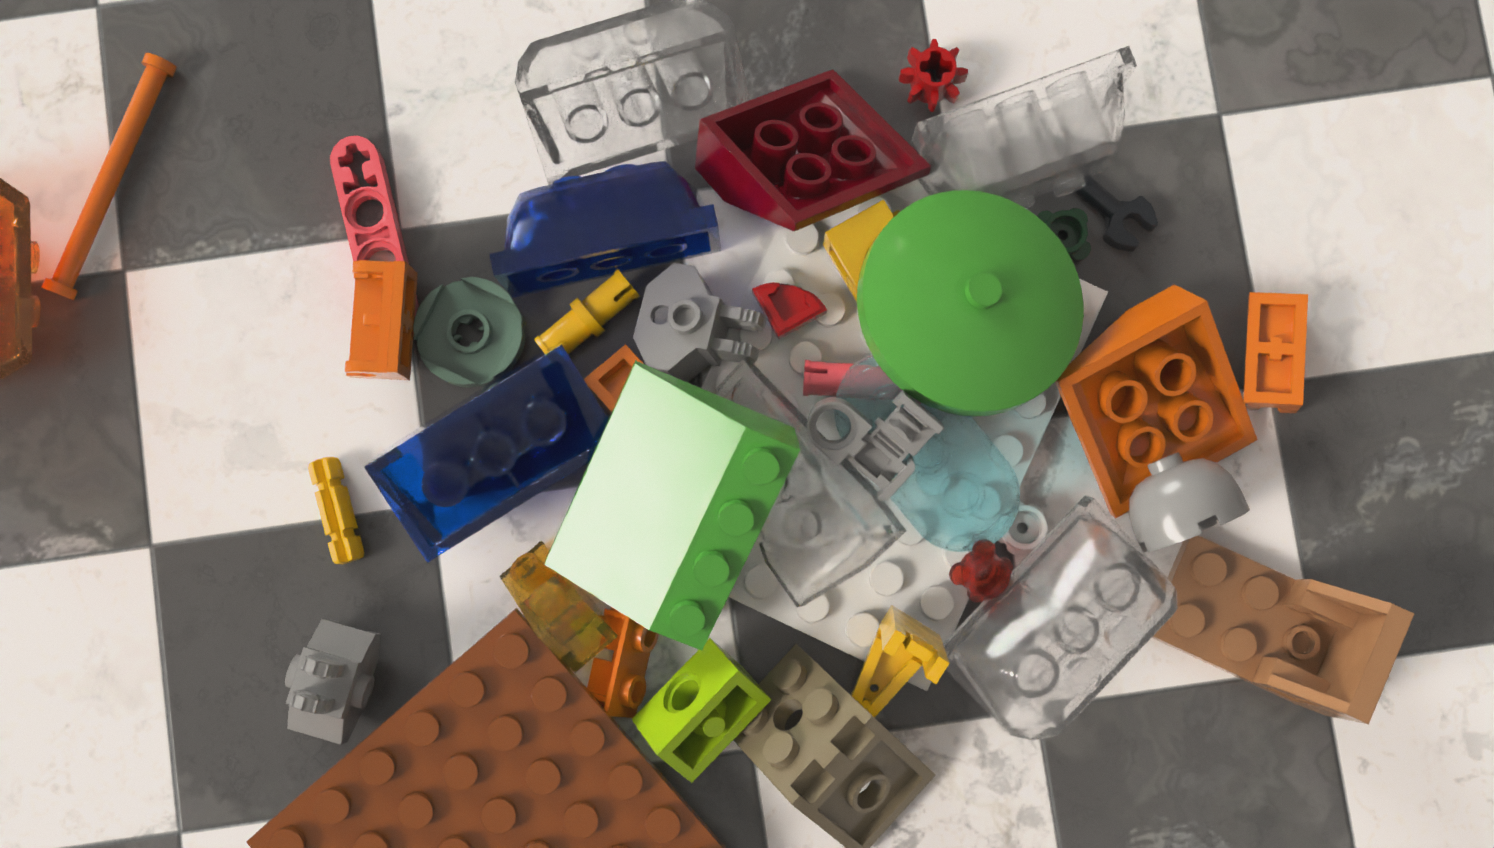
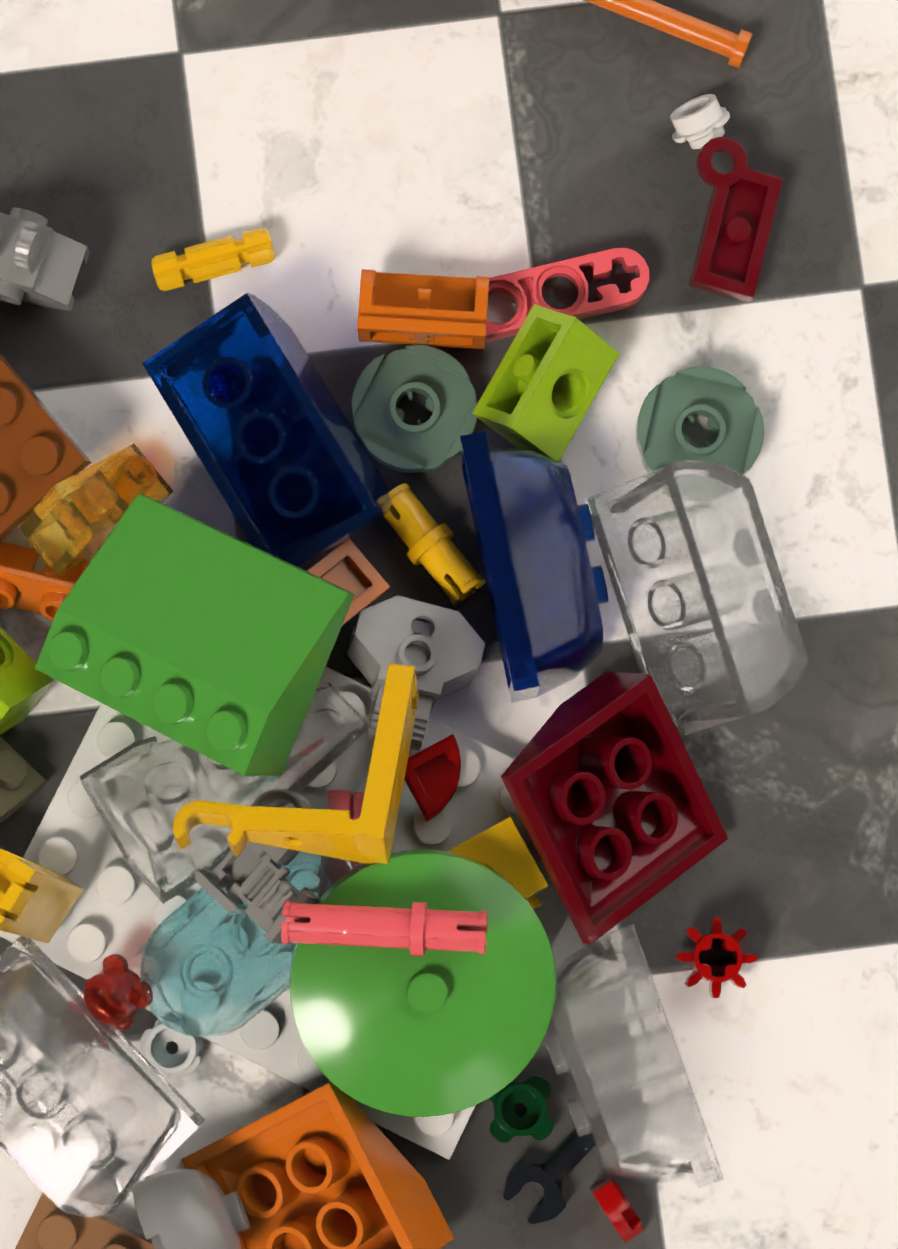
camera: 85 degrees right, 0 degrees up
(221, 96) = (699, 121): none -> white plate
(310, 66) = (735, 223): none -> dark red hinge
(445, 216) = (546, 382): none -> lime brick
(472, 71) = (704, 393): none -> sand green plate
(846, 379) = (328, 830): none -> yellow hinge
(931, 322) = (385, 927): none -> coral pin
(1139, 156) = (617, 1209): none -> red tile

